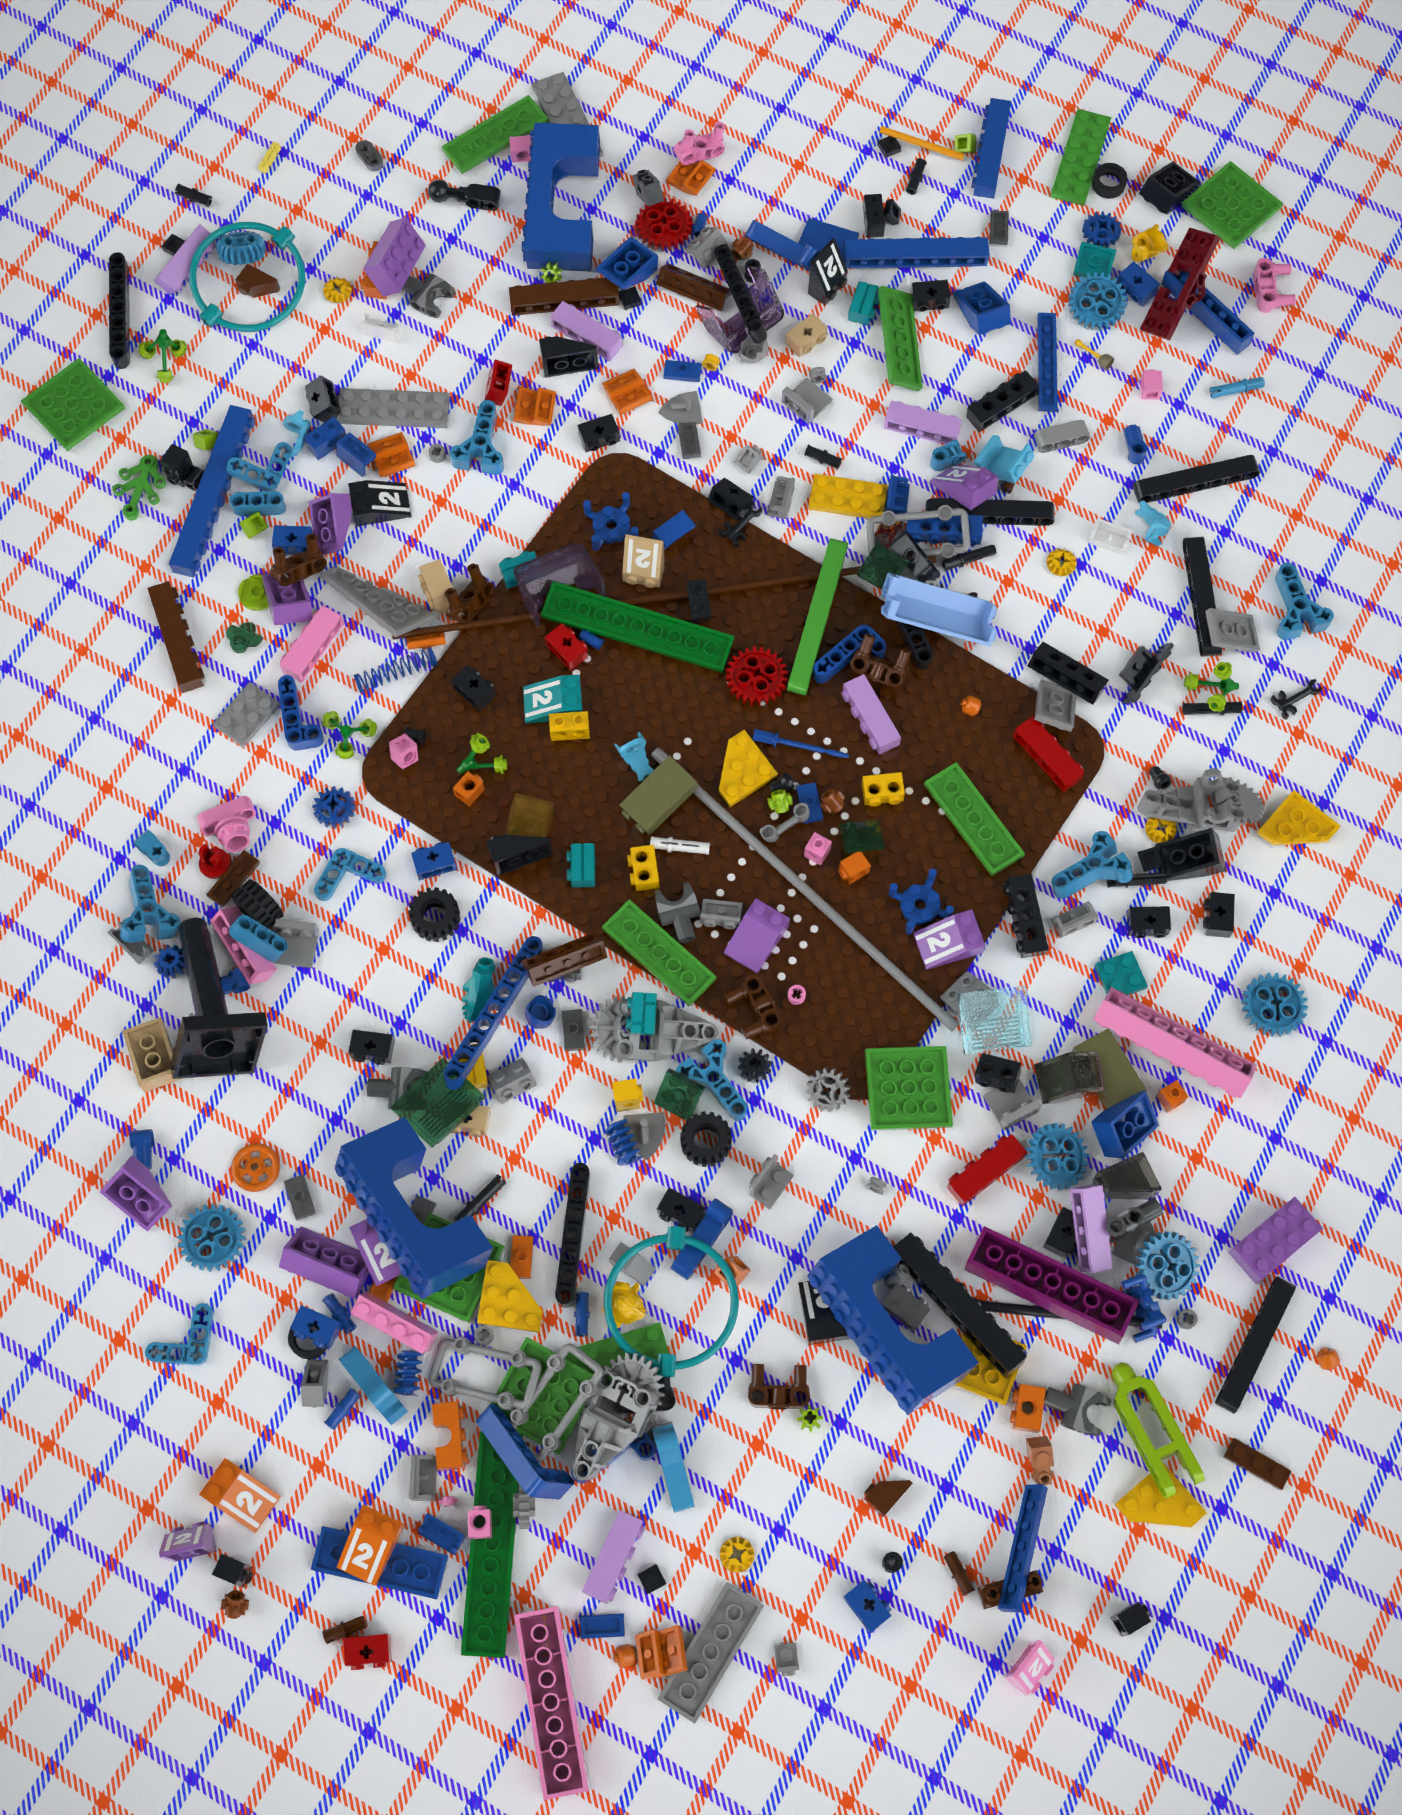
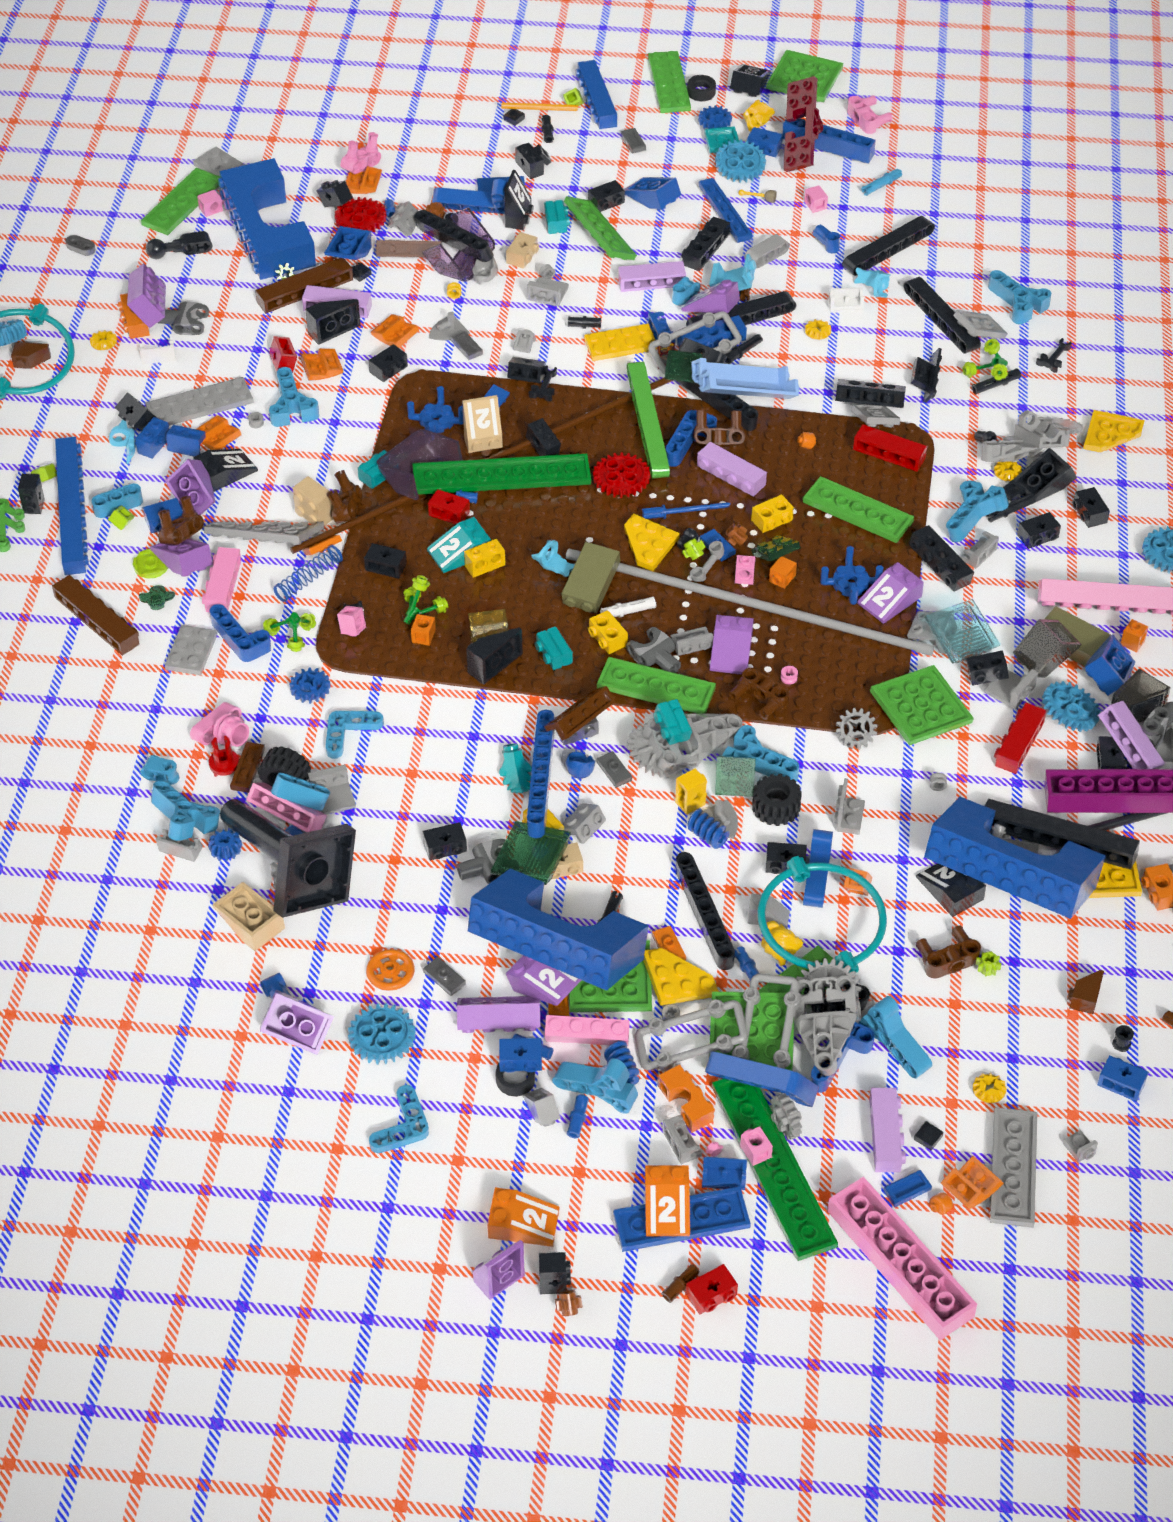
camera: 25 degrees left, 20 degrees down
(194, 478) = (48, 504): black bush -> none
(268, 474) = (85, 477): dark azure beam -> none
(423, 860) = (421, 692): blue brick -> none
(432, 899) = (445, 716): black tyre -> none
(682, 371) = (433, 304): blue plate -> none
(761, 1061) = (784, 736): black gear -> none
(781, 497) = (567, 358): light grey hinge -> none
(916, 252) = (581, 172): blue brick -> none
(1121, 974) = (1038, 569): teal plate -> none

